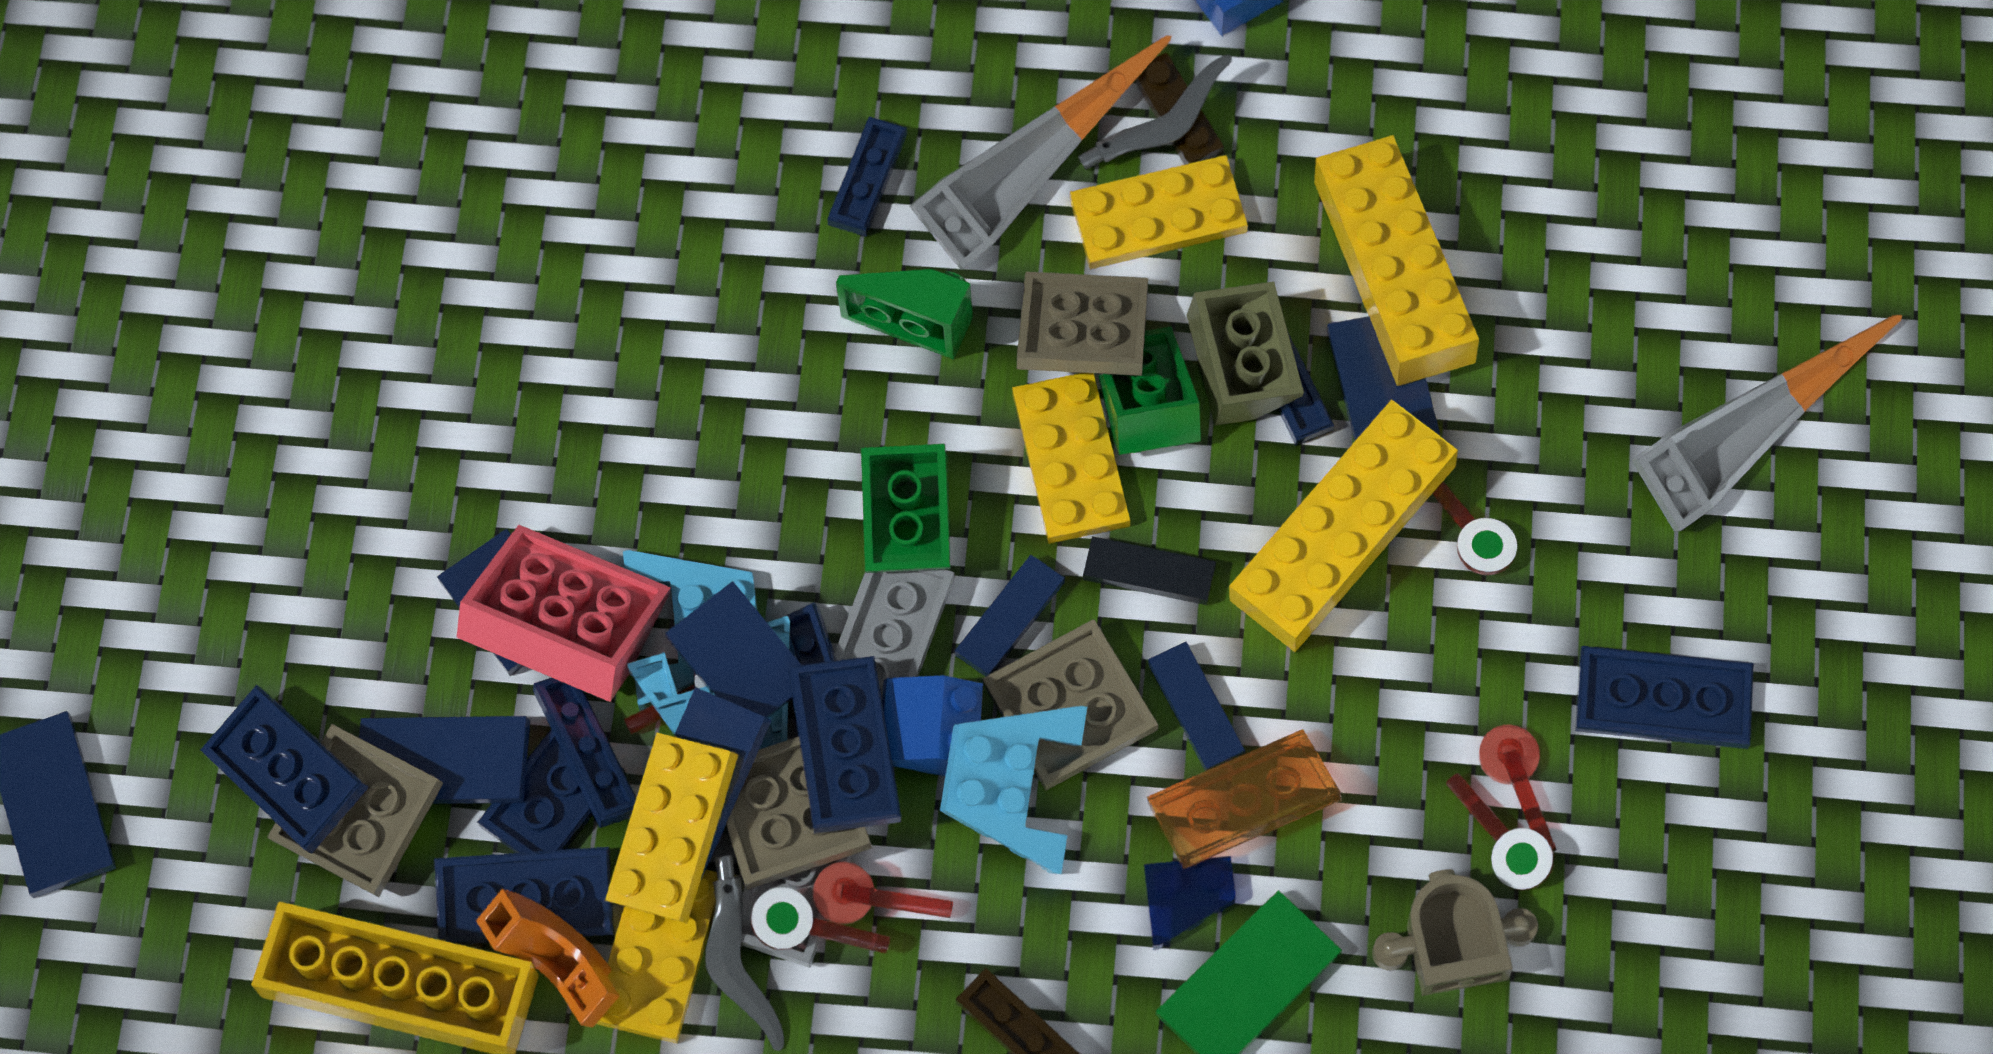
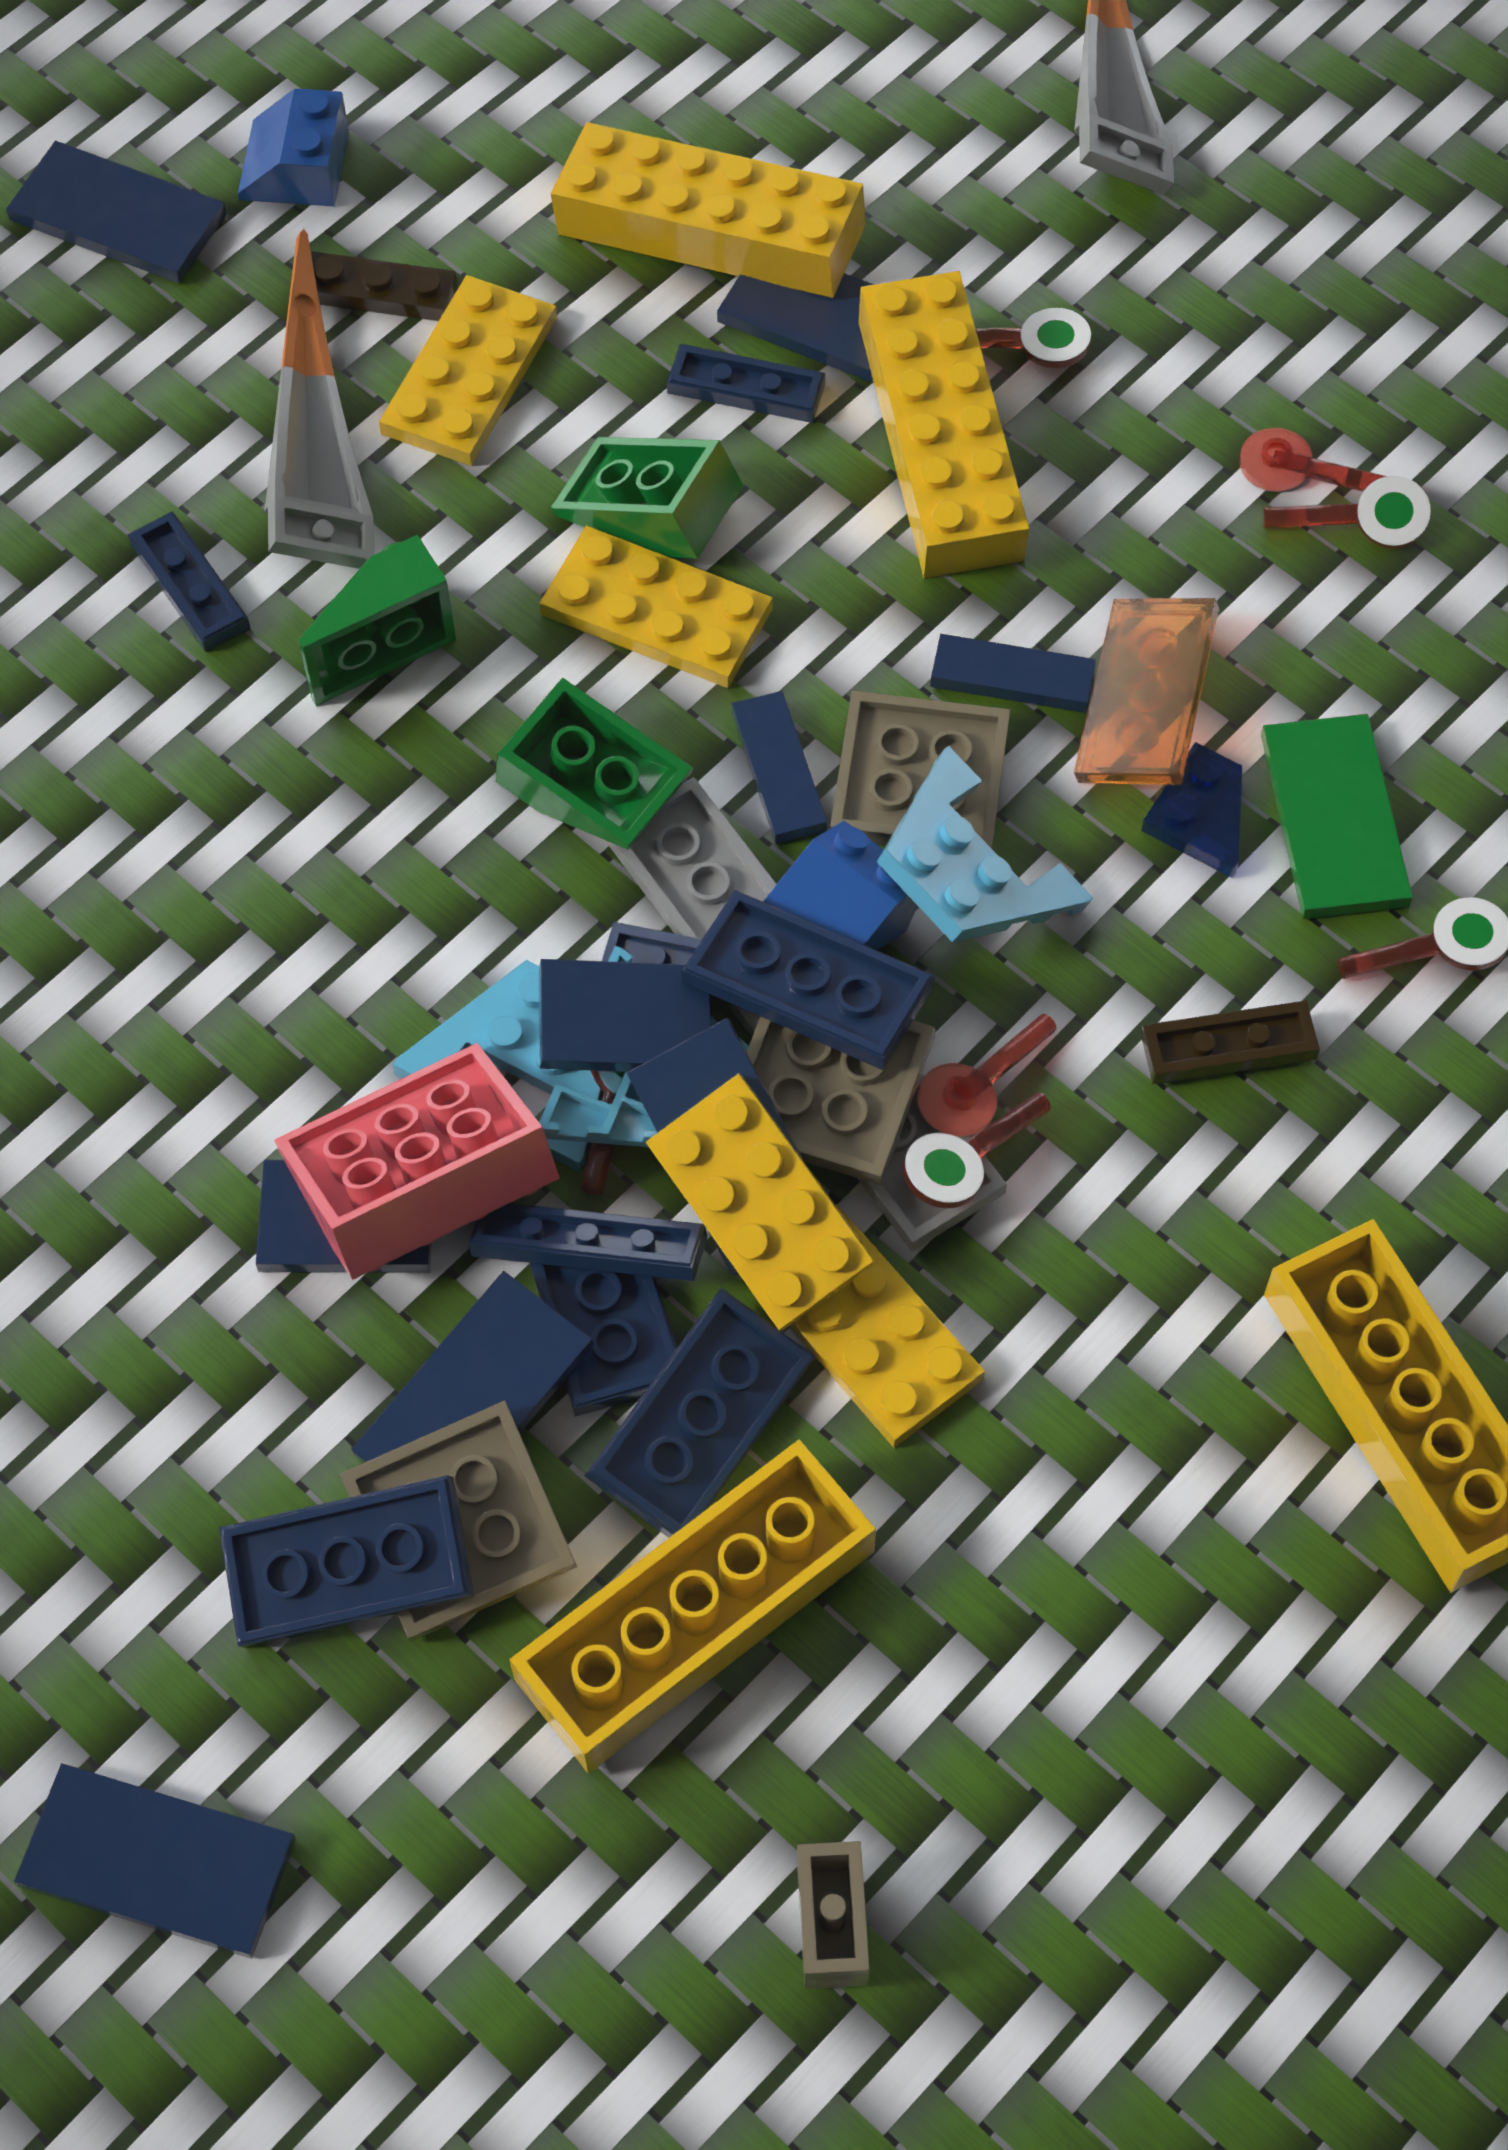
camera: 55 degrees left, 5 degrees down
(555, 949) = (819, 1414): orange arch -> none
(724, 957) = (928, 1255): dark grey piece -> none
(1082, 323) = (535, 493): dark tan plate -> none
(1149, 570) = (836, 619): black tile -> none
(1163, 129) = (391, 306): dark grey piece -> none
(1243, 351) = (688, 383): olive slope -> none
(1456, 936) = (1426, 614): dark tan piece -> none
(1664, 697) = (1319, 307): dark blue tile -> none

